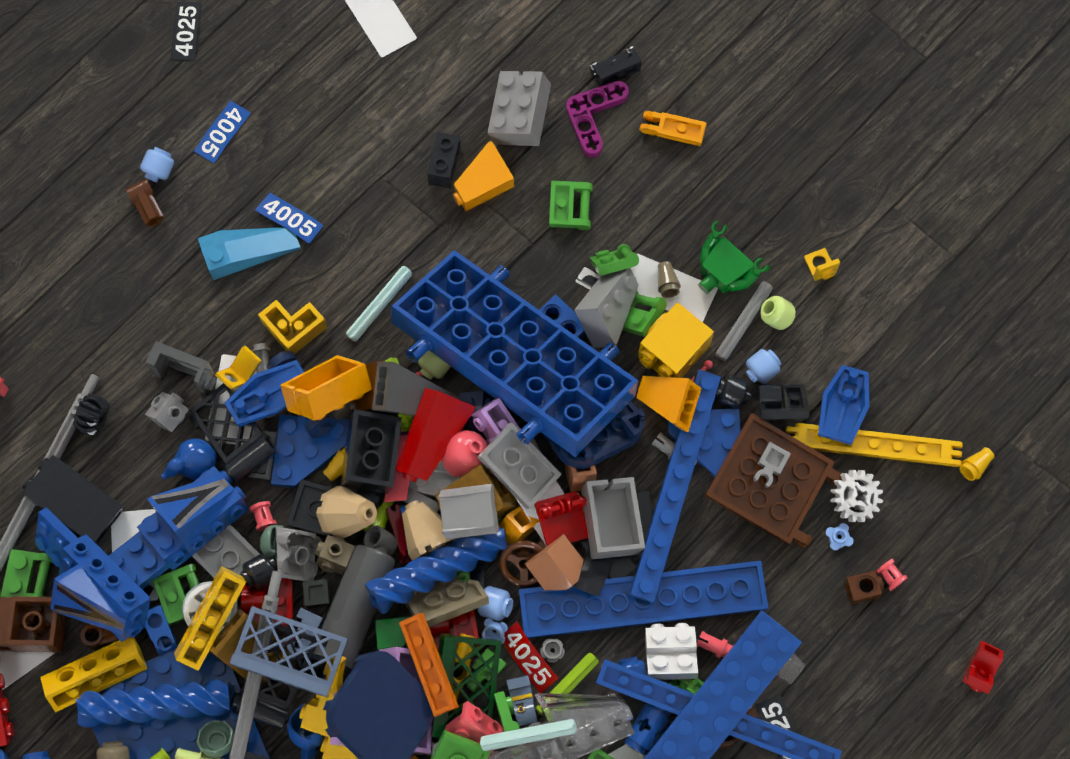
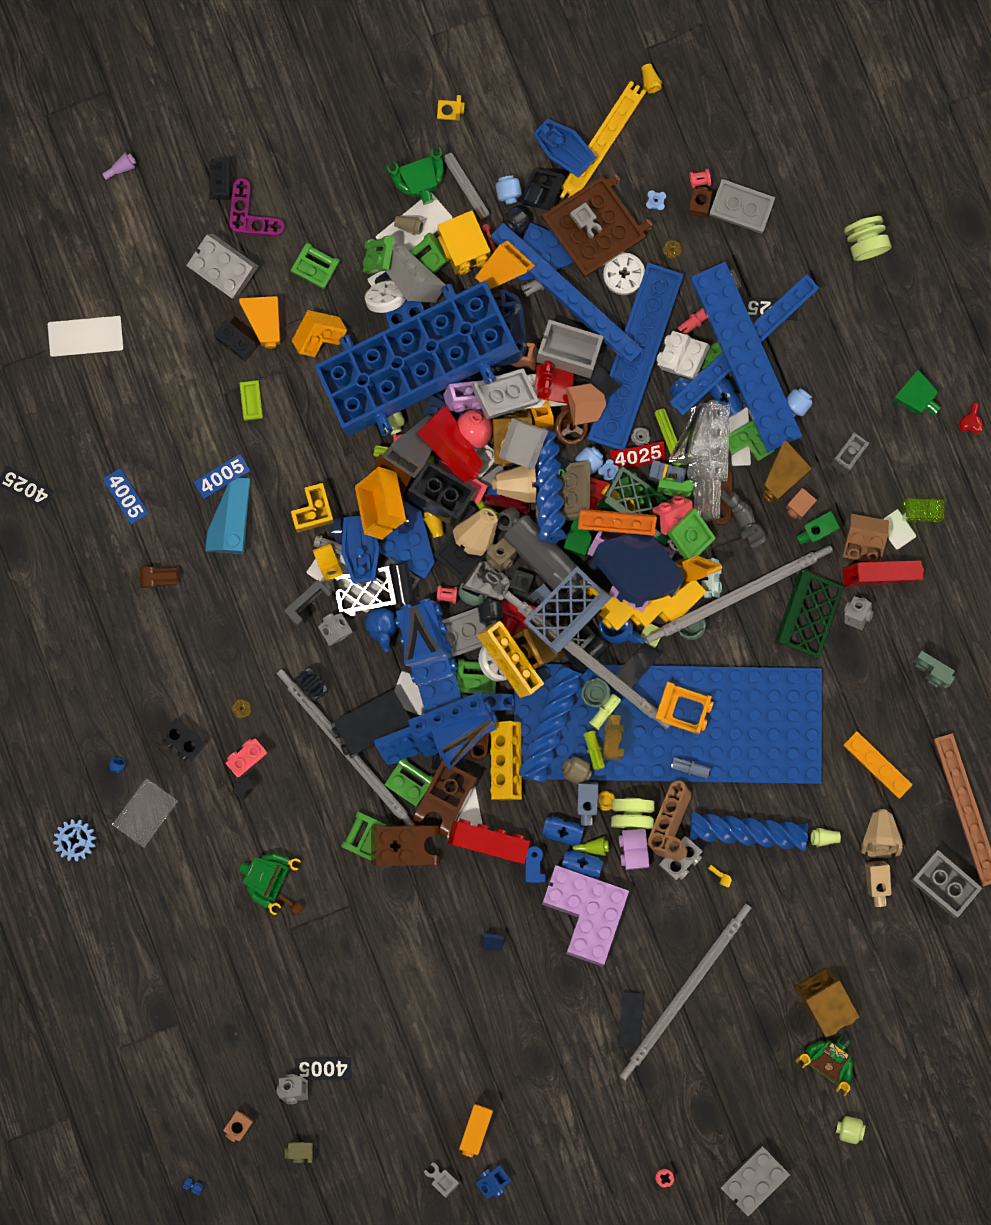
camera: 70 degrees left, 10 degrees up
(31, 351) = (241, 713): none -> clear yellow plate
(157, 164) = (131, 555): light blue head -> none
(379, 303) = (323, 440): light aqua axle -> none
(388, 208) = (251, 400): none -> lime tile
(501, 239) = (317, 329): none -> light orange panel
(528, 735) = (699, 476): light aqua axle -> none
(567, 288) = (384, 297): none -> white wheel
(674, 127) = (292, 160): light orange hinge -> none
(739, 528) = (626, 285): none -> white wheel
(778, 312) = (474, 158): yellowish green head -> none
(792, 576) = (672, 244): none -> clear yellow plate
(847, 494) = (634, 173): white gear -> none
(885, 639) = (742, 206): none -> light grey plate
(983, 667) = (793, 151): red brick -> none

